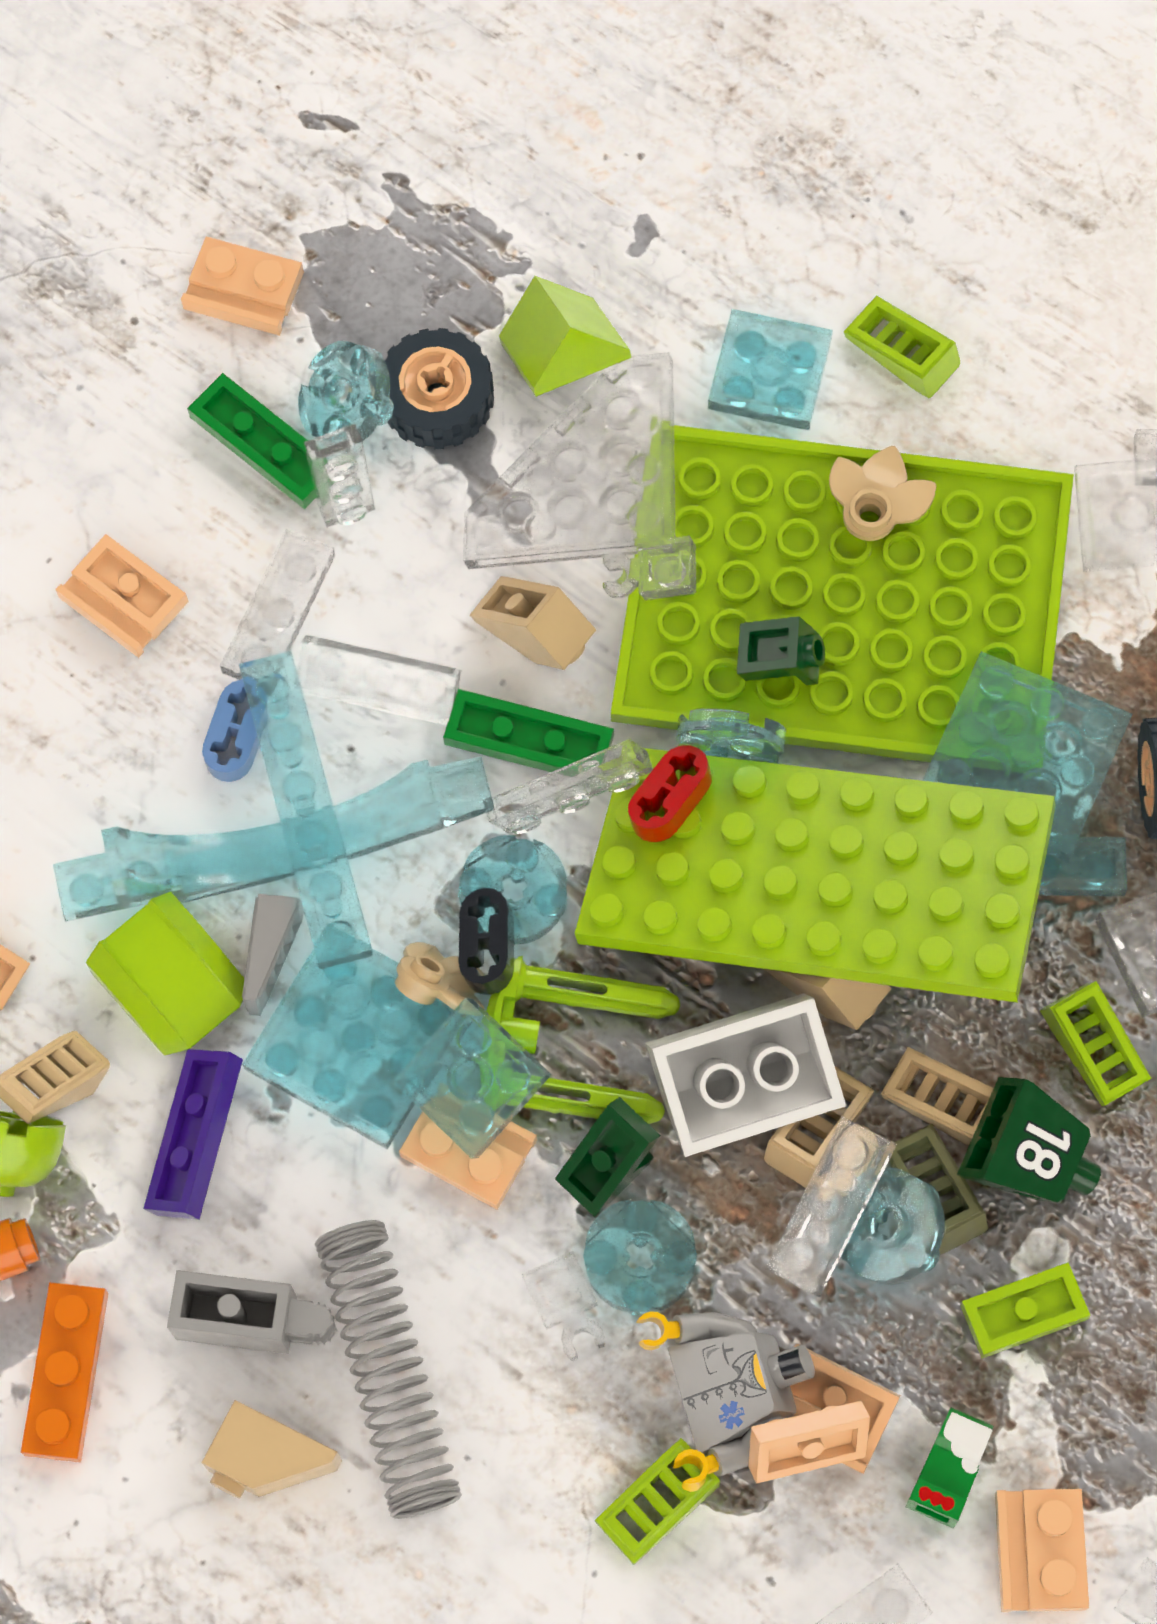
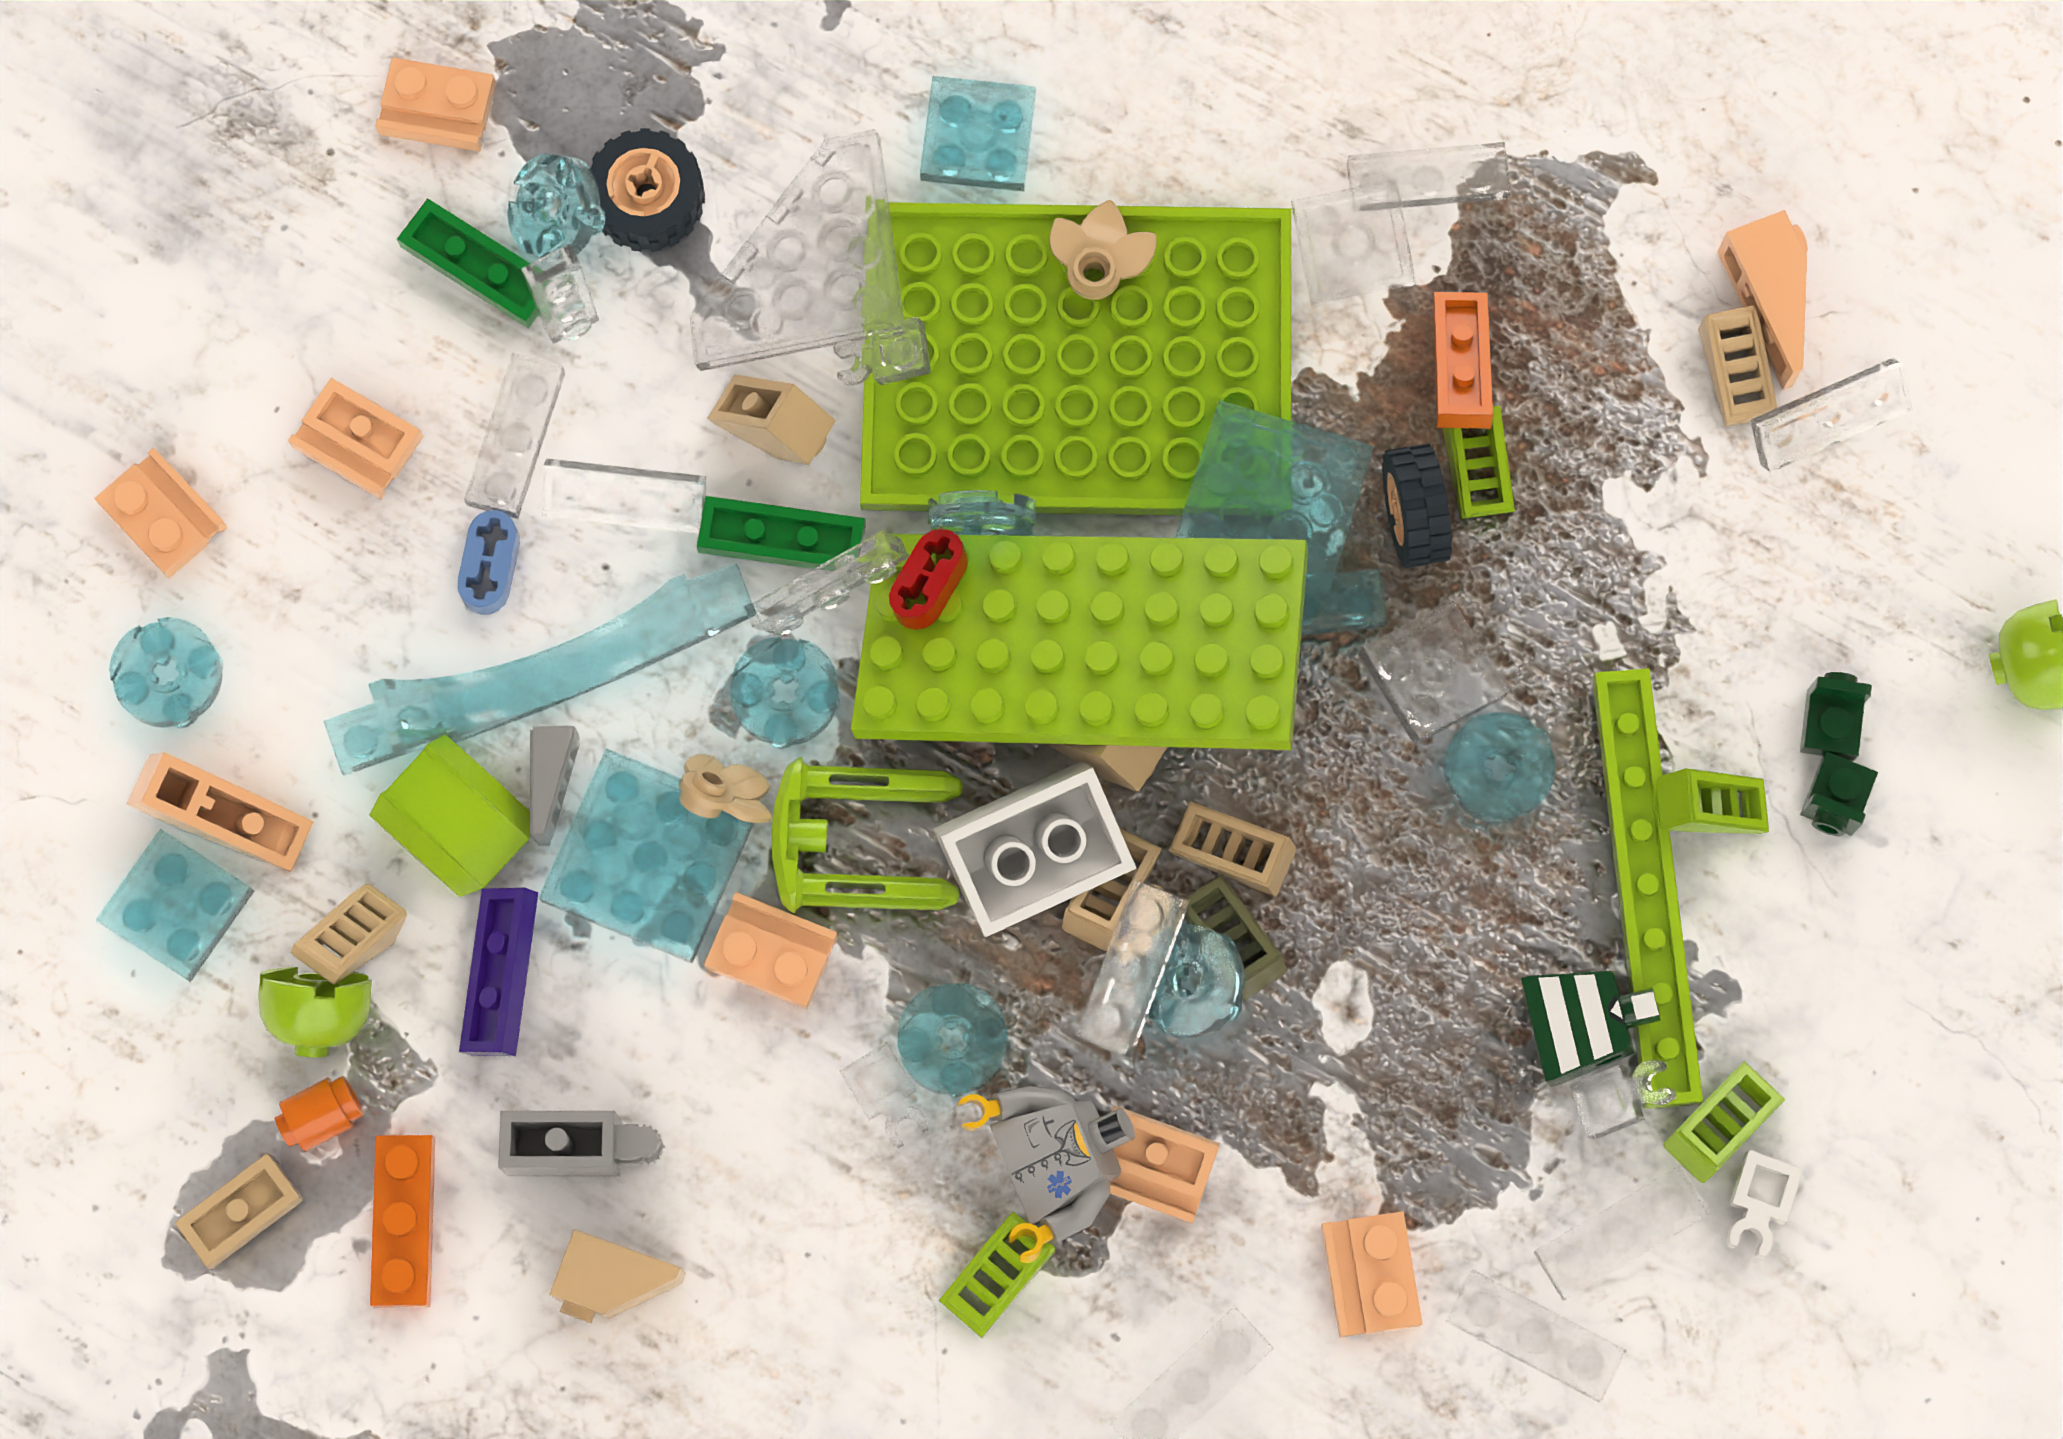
camera: 10 degrees left, 5 degrees up
(305, 810) = (568, 636): clear light blue plate -> none
(346, 1243) = (664, 1061): light grey piece -> none
(471, 1078) = (766, 885): clear light blue plate -> none
(474, 941) = (753, 749): black beam -> none
(559, 337) = (763, 124): lime slope -> none
(608, 1157) = (910, 946): dark green slope -> none
(780, 650) = (1020, 421): dark green bracket -> none
(808, 1441) = (1136, 1200): light nougat plate -> none
(930, 363) = (1135, 112): lime slope -> none
(950, 1468) = (1276, 1207): green leg -> none
(1025, 1310) = (1331, 1045): lime plate -> none
(1029, 1145) = (1318, 885): dark green torso -> none
(1068, 1036) = (1375, 747): lime slope -> none

